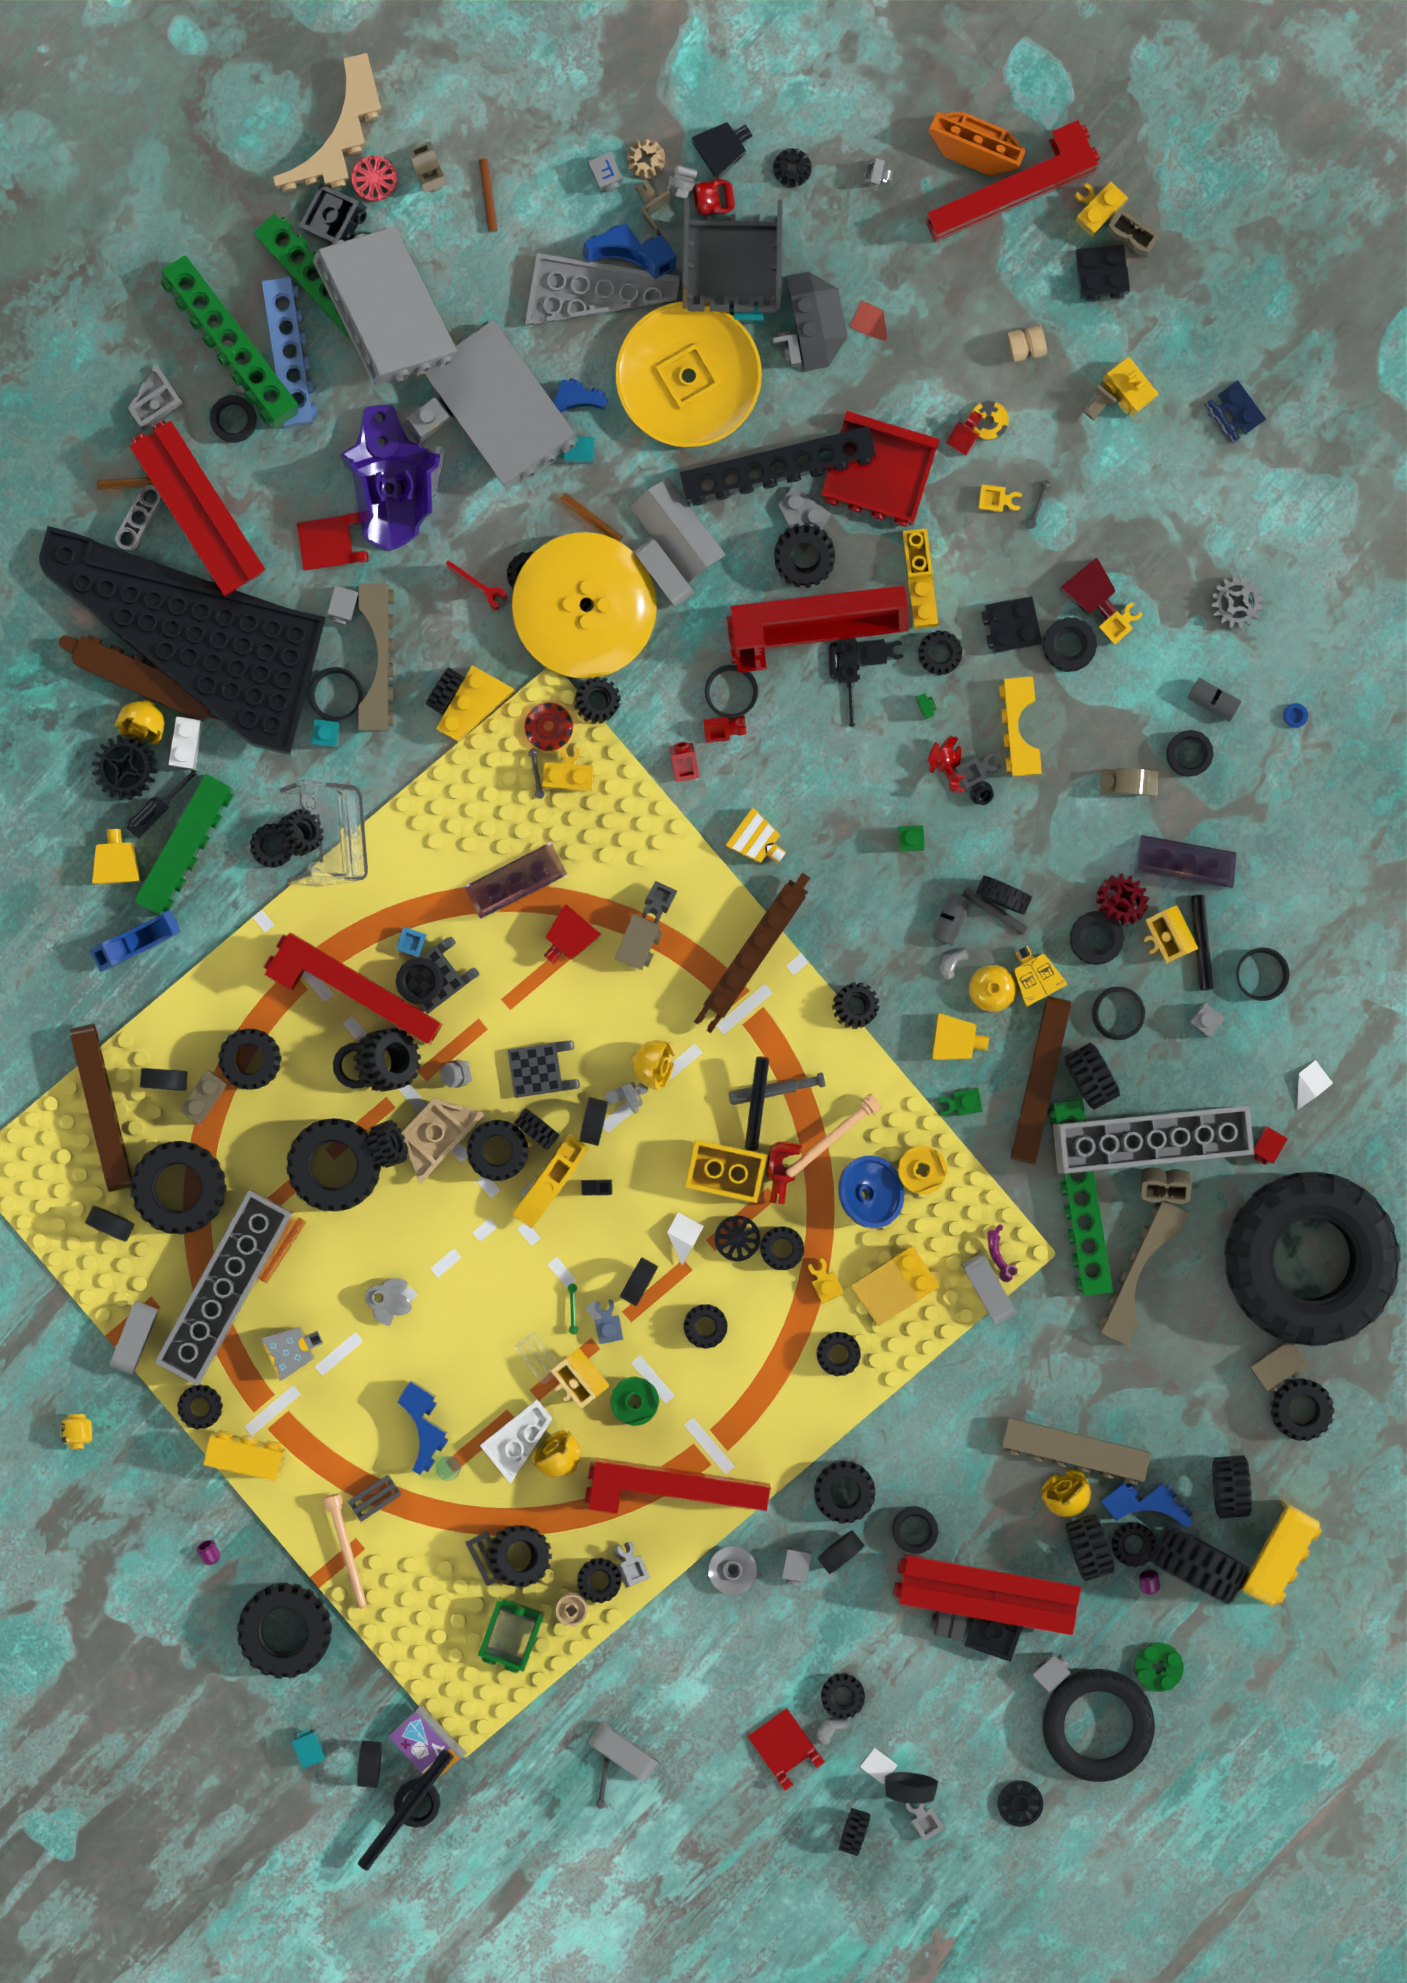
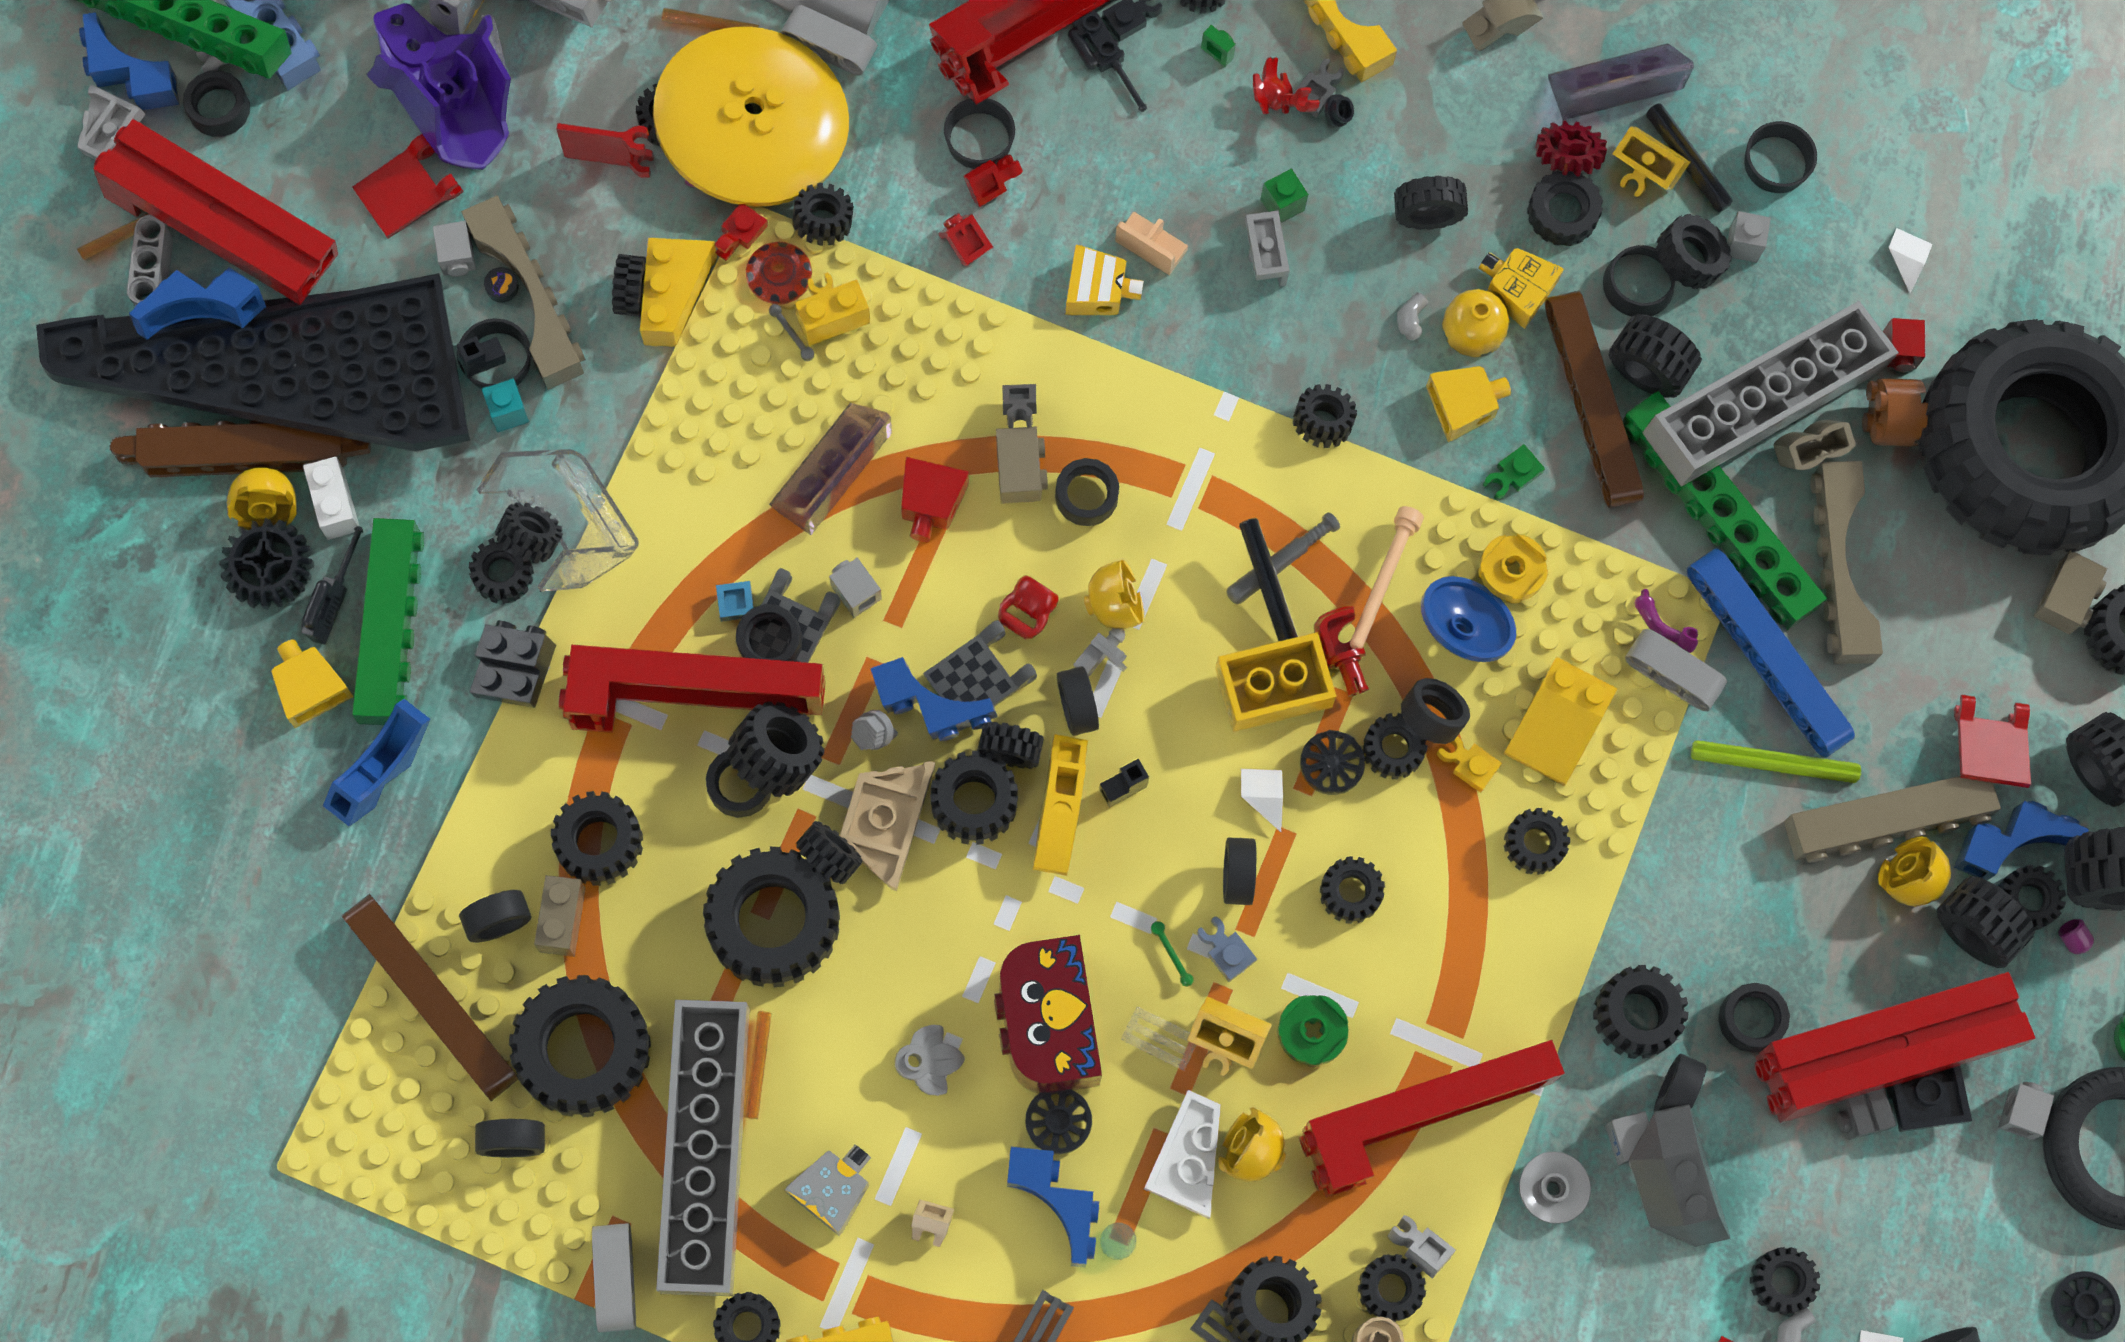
camera: 30 degrees left, 15 degrees down
(147, 557) = (180, 298): none -> blue arch
(171, 353) = (147, 82): none -> blue arch
(249, 914) = (512, 664): none -> black plate
(325, 695) = (478, 356): none -> black piece
(341, 1399) = (933, 1219): none -> tan tile
(363, 643) = (501, 284): none -> black tile
(449, 1377) = (1058, 1121): none -> black wheel
(472, 1313) = (1048, 1016): none -> dark red brick
(486, 1054) = (942, 716): none -> blue arch
(491, 971) = (855, 586): none -> light grey brick
(539, 684) = (740, 228): none -> red plate
(601, 1036) = (1031, 599): none -> red piece
(672, 963) = (1088, 467): none -> black tyre
(754, 950) = (1168, 407): reddish brown hinge -> none
(804, 1247) = (1427, 723): none -> black tyre
(807, 825) = (1151, 242): none -> light nougat panel
(808, 1605) = (1677, 1179): none -> dark grey wedge
(879, 870) = (1267, 246): none -> light grey panel
(951, 919) = (1383, 265): dark grey pin -> none
(995, 911) = (1427, 236): dark grey bar -> none
(1023, 1377) = (1775, 761): none -> lime axle
(1057, 1307) = (1770, 653): none -> blue beam
(1163, 1440) = (1993, 748): none -> flag
(1179, 1008) = (1706, 239): none -> black tyre
(1230, 1191) = (1895, 412): none -> dark orange brick

